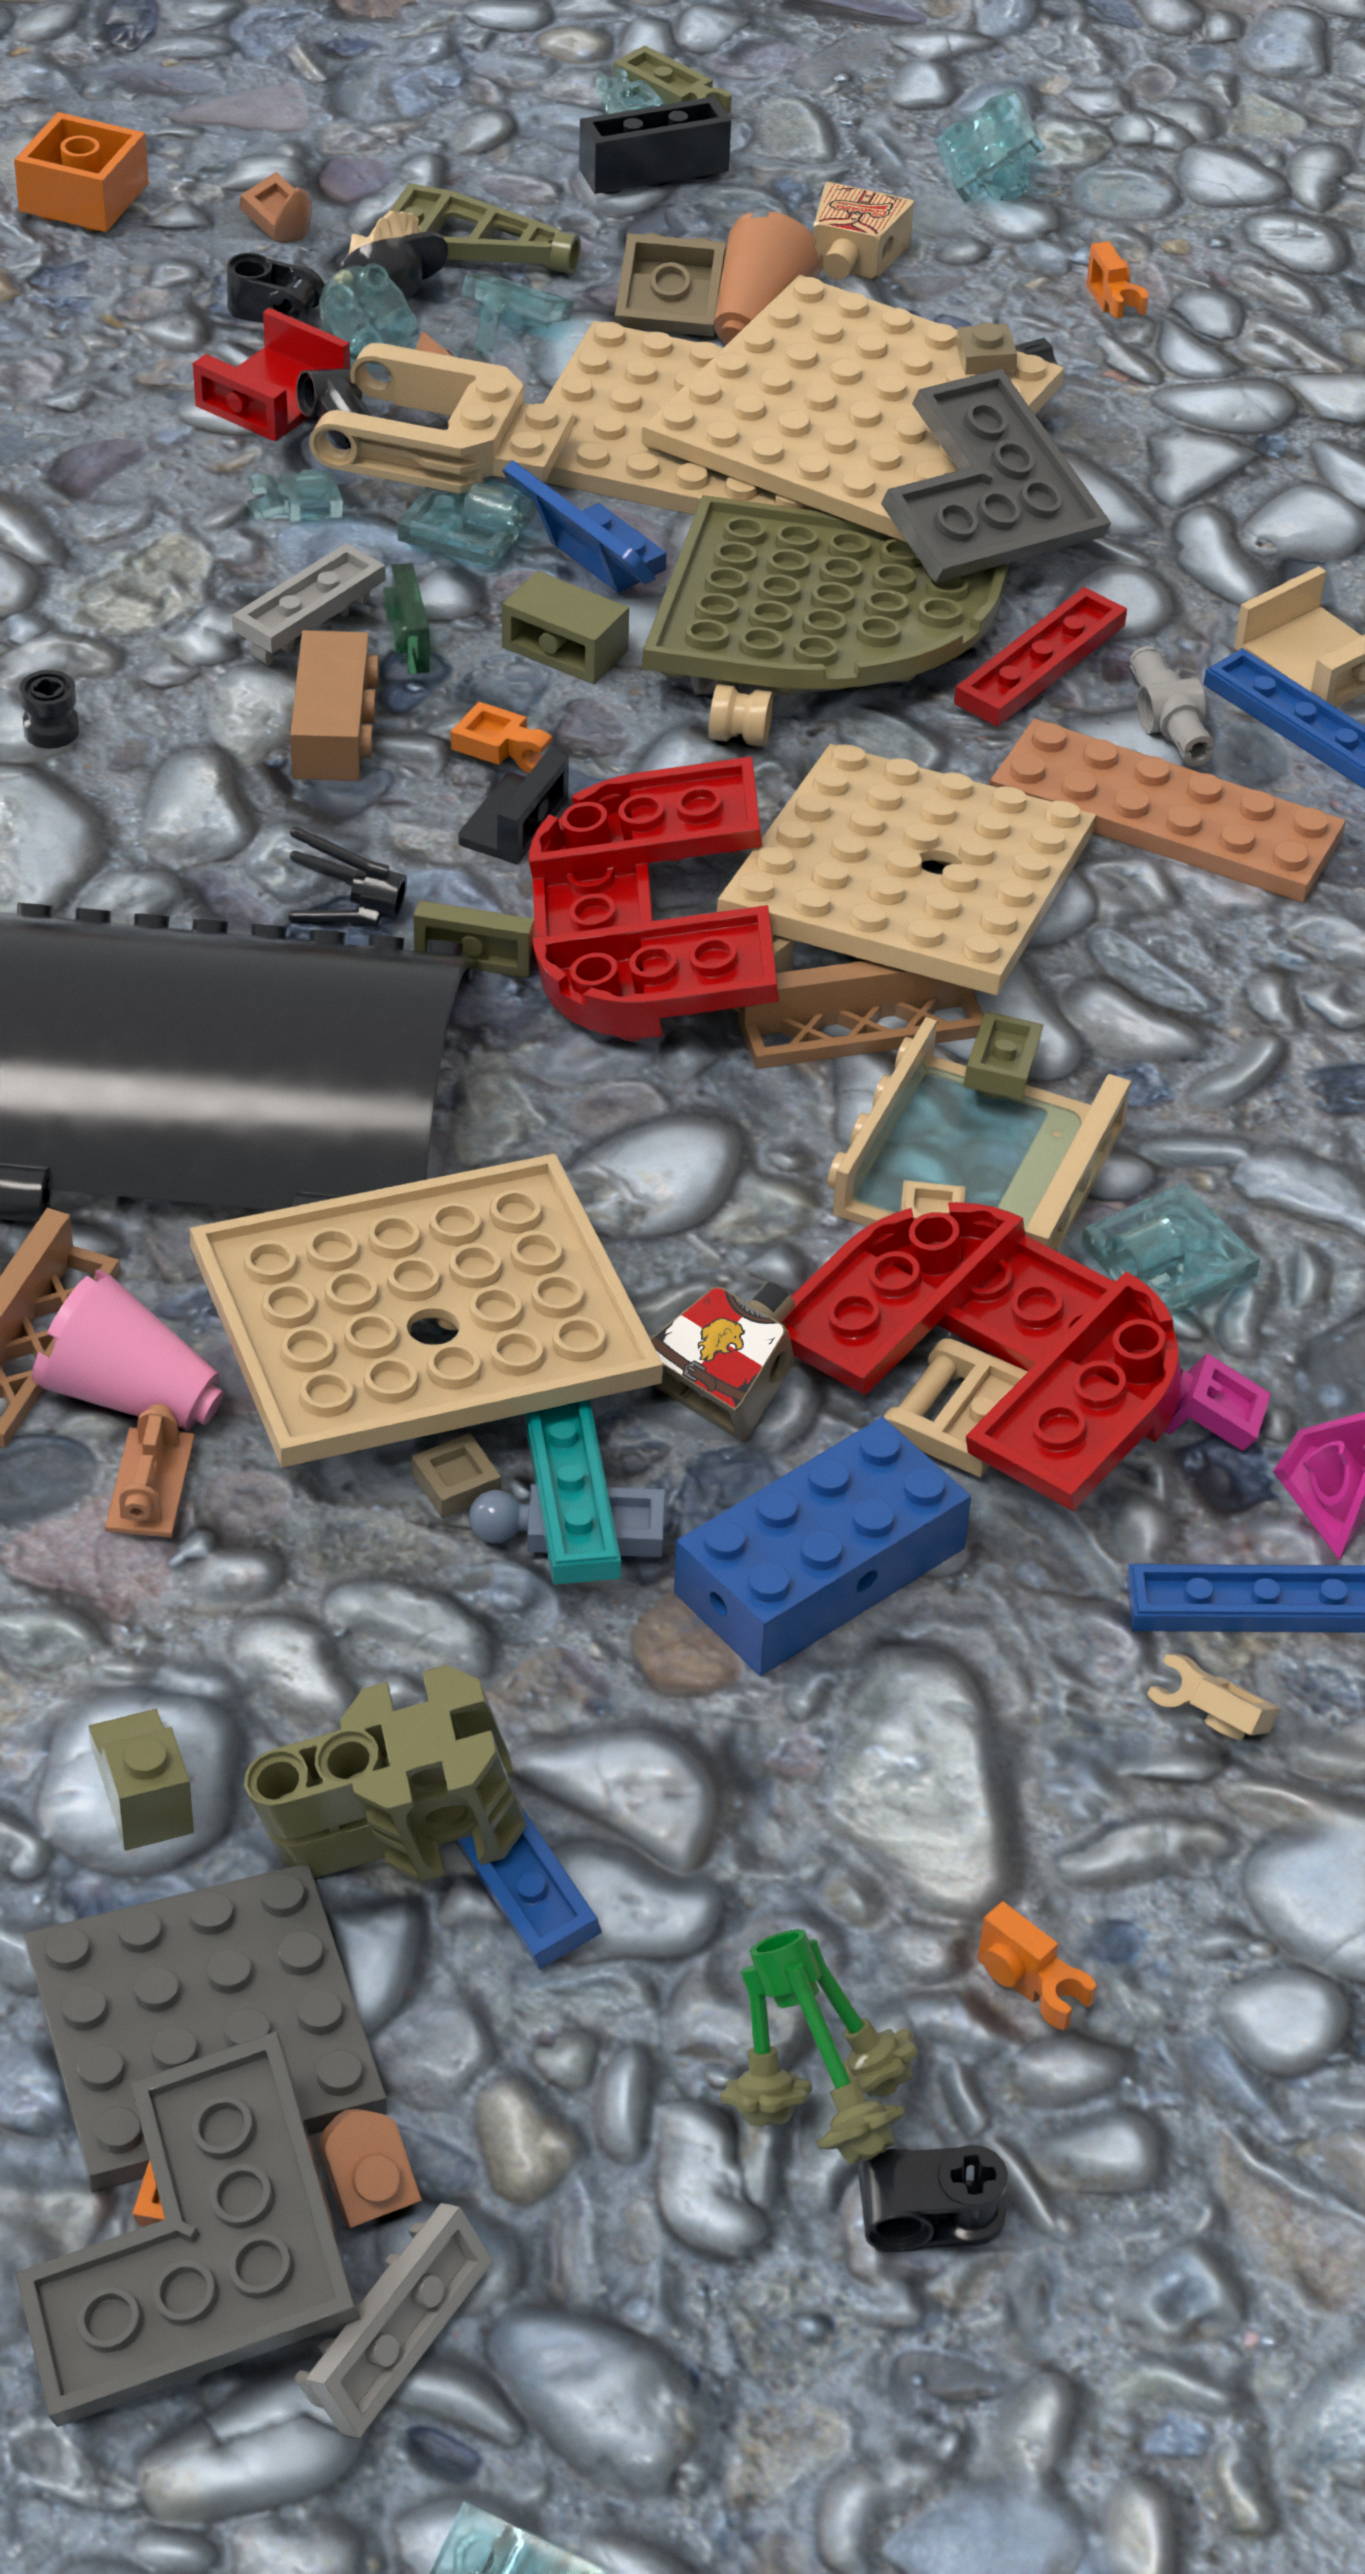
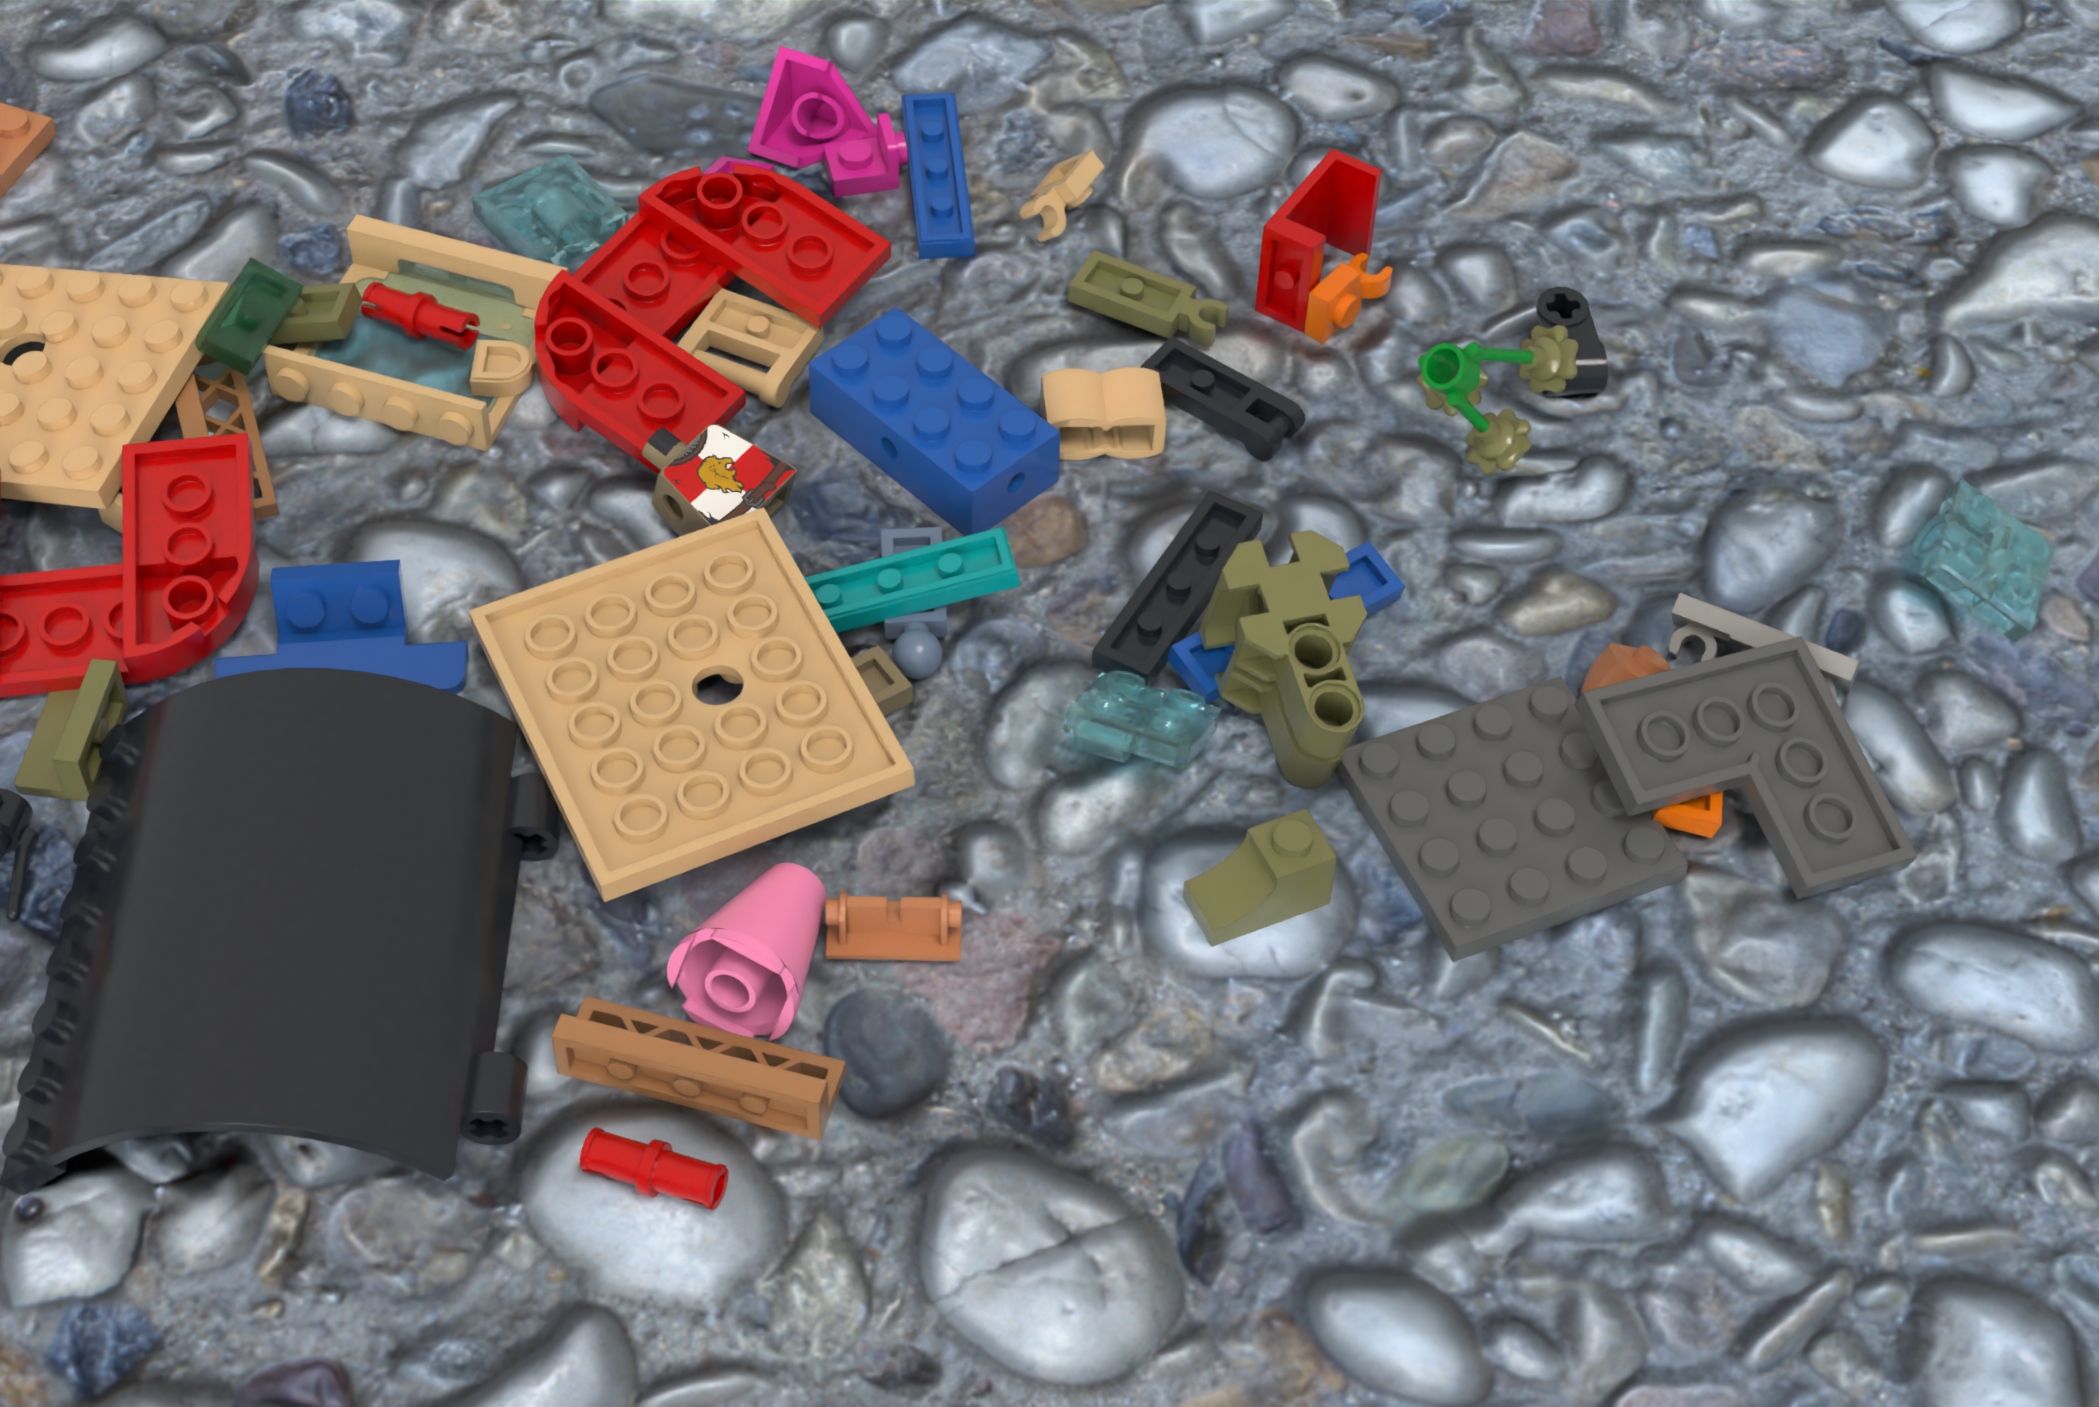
camera: 95 degrees left, 5 degrees up
(349, 1651) = (1127, 717): none -> clear light blue plate
(563, 1100) = (351, 621): none -> blue plate
(585, 1757) = (1176, 588): none -> black plate
(837, 1702) = (1105, 412): none -> tan brick
(864, 1823) = (1225, 398): none -> black plate
(964, 998) = (248, 316): none -> clear green plate
(999, 1143) = (420, 315): none -> red pin
(1034, 1765) = (1145, 299): none -> olive plate
(1112, 1905) = (1329, 207): none -> red panel
(1276, 1526) = (867, 163): none -> dark pink bracket

